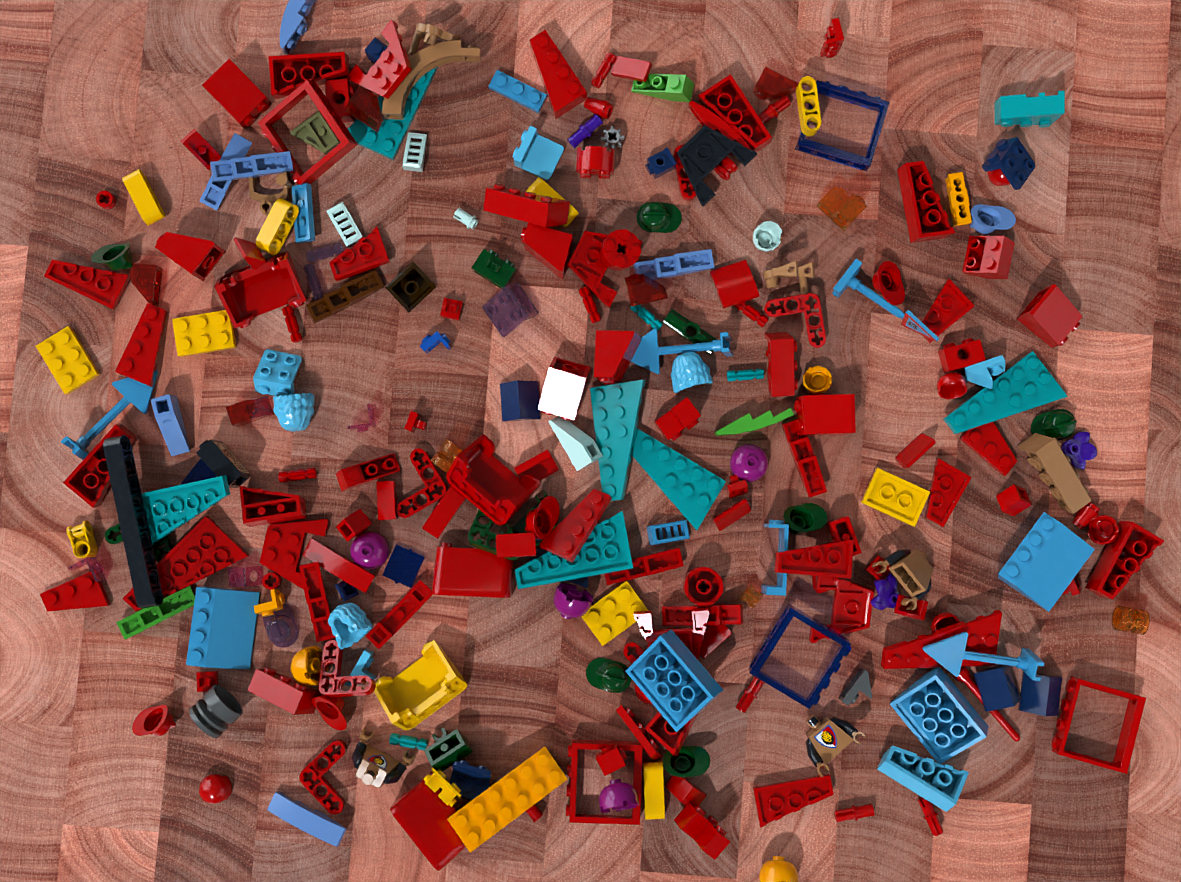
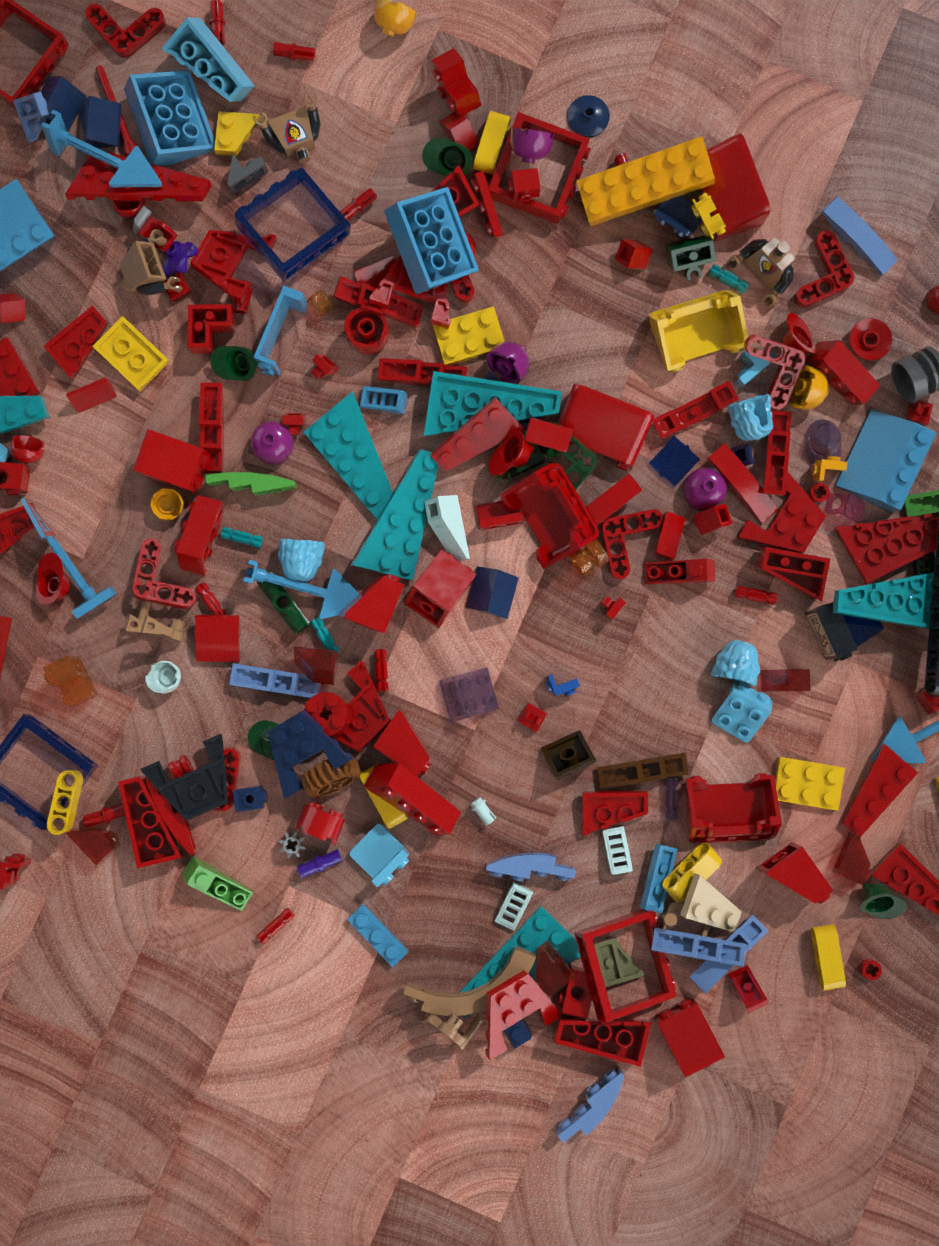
camera: 165 degrees left, 0 degrees up
(171, 423) = (874, 694): medium blue slope -> none
(250, 253) = (730, 852): red slope -> none
(253, 202) = (709, 906): none -> tan wing
(261, 736) = (879, 335): none -> red dish
(292, 324) = (710, 760): red axle -> none
(325, 252) = (649, 826): clear purple axle -> none
(364, 427) = (668, 620): clear pink bracket -> none
(420, 186) = (521, 864): none -> medium blue slope
(494, 269) = (471, 743): dark green brick -> none
(497, 734) = (633, 254): none -> red panel
(558, 78) = (327, 928): red wedge -> none
(578, 836) = (584, 124): none -> dark blue dish
(599, 201) = (325, 781): none -> dark orange gear
(601, 108) = (295, 884): red cone -> none
(608, 675) = (498, 275): dark green piece -> none
(631, 68) = (244, 915): tile -> none
(636, 218) = (297, 741): none -> dark blue wing
(677, 419) = (330, 513): red brick -> none
(728, 543) = (324, 366): none -> red tile
(731, 514) = (310, 396): red slope -> none
(785, 797) = (361, 90): red wing -> none
(818, 560) = (235, 309): red wing -> none
(881, 722) = (233, 131): none -> yellow wing
(930, 615) = (140, 219): none -> light grey arm
(1009, 773) = (121, 36): none -> red beam
(1057, 673) = (32, 113): none -> medium blue wing

